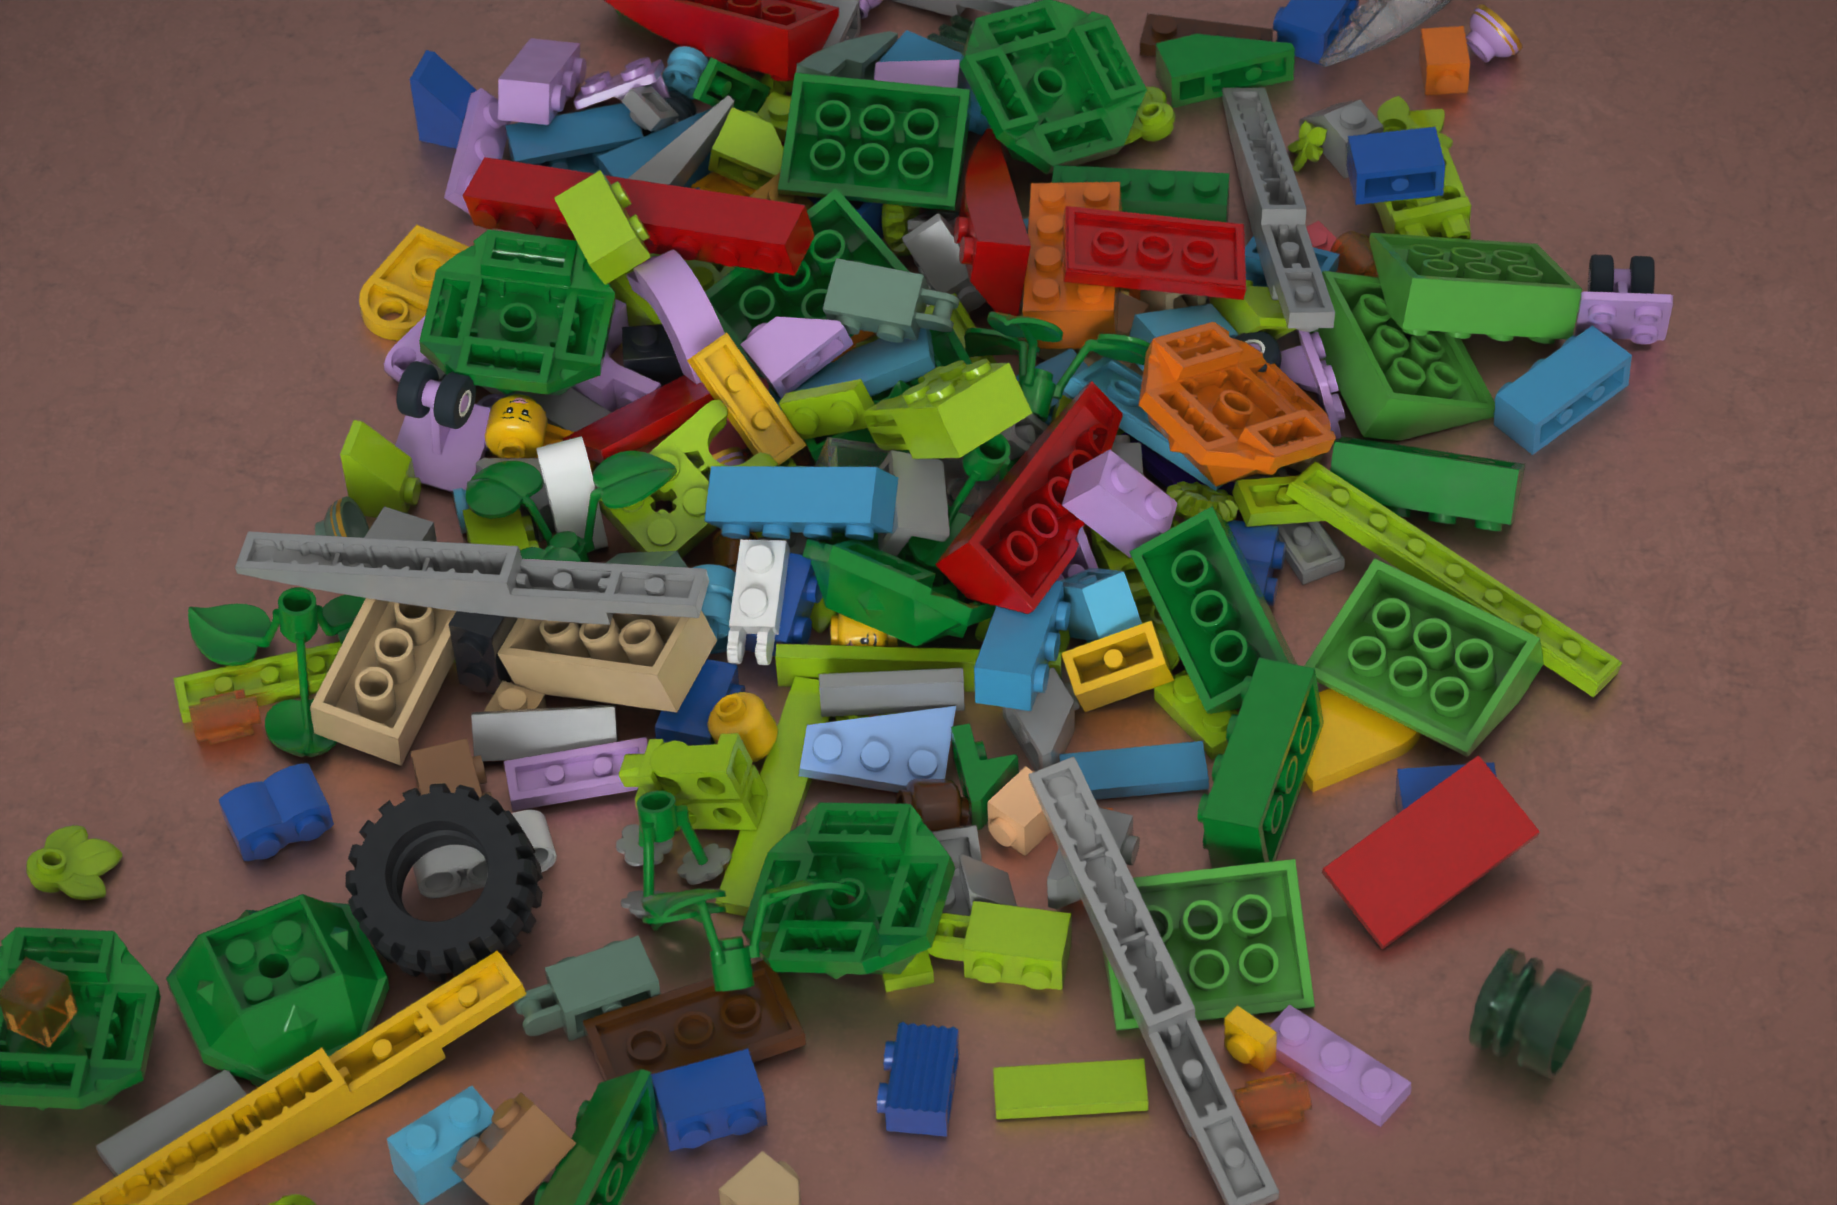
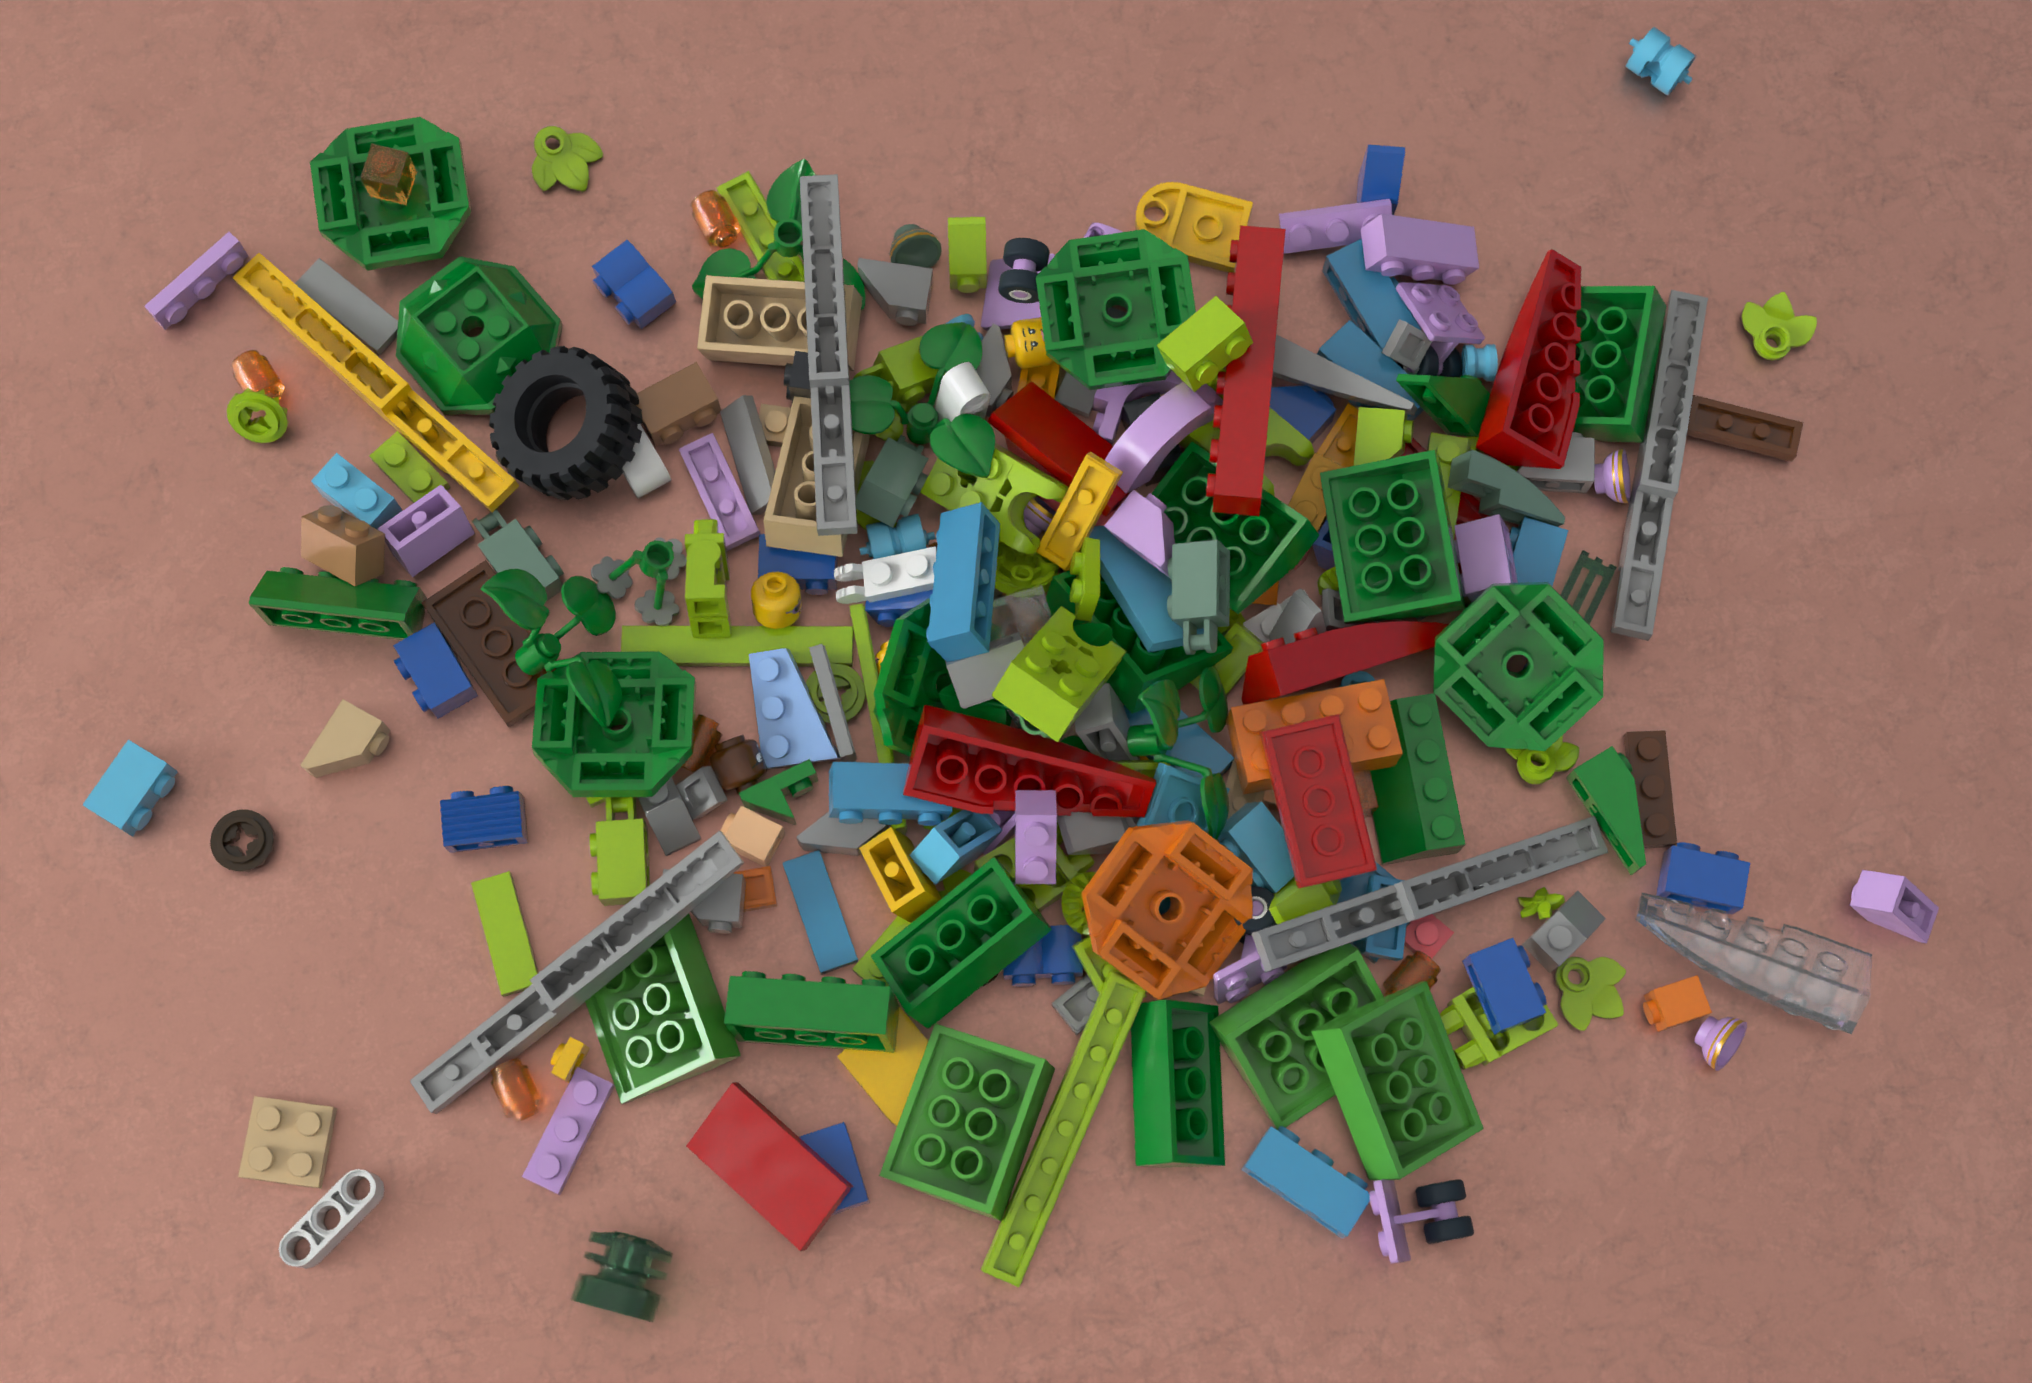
camera: 70 degrees right, 25 degrees up
(424, 1091) = (407, 468): none -> lime plate
(522, 1064) = (426, 530): none -> lavender brick

